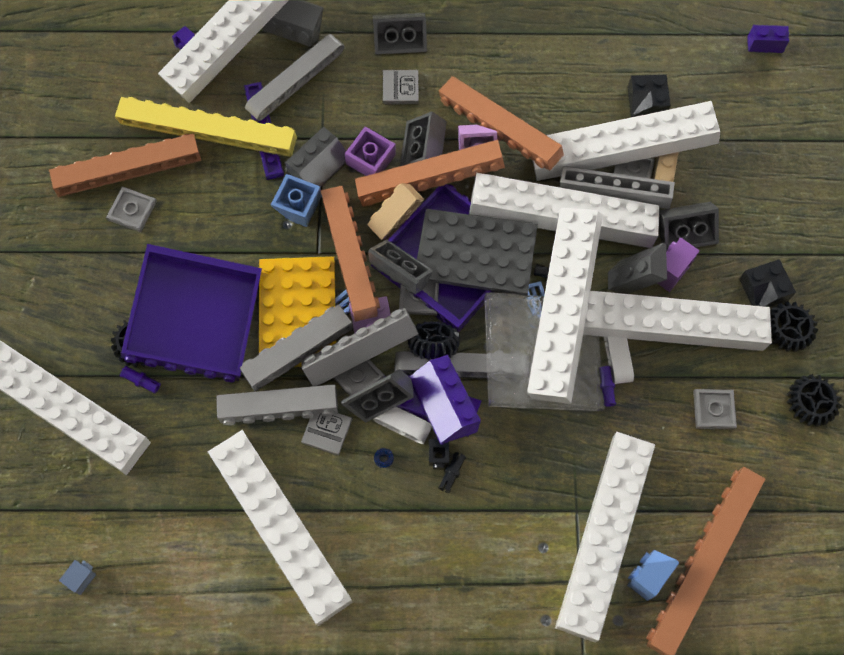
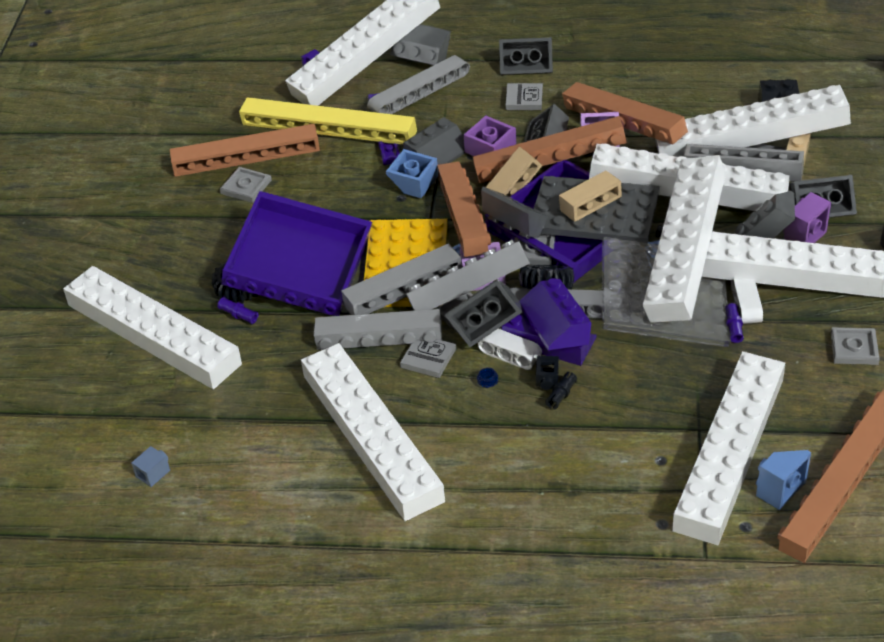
camera: 10 degrees right, 25 degrees down
(472, 244) = (590, 196): none -> tan brick

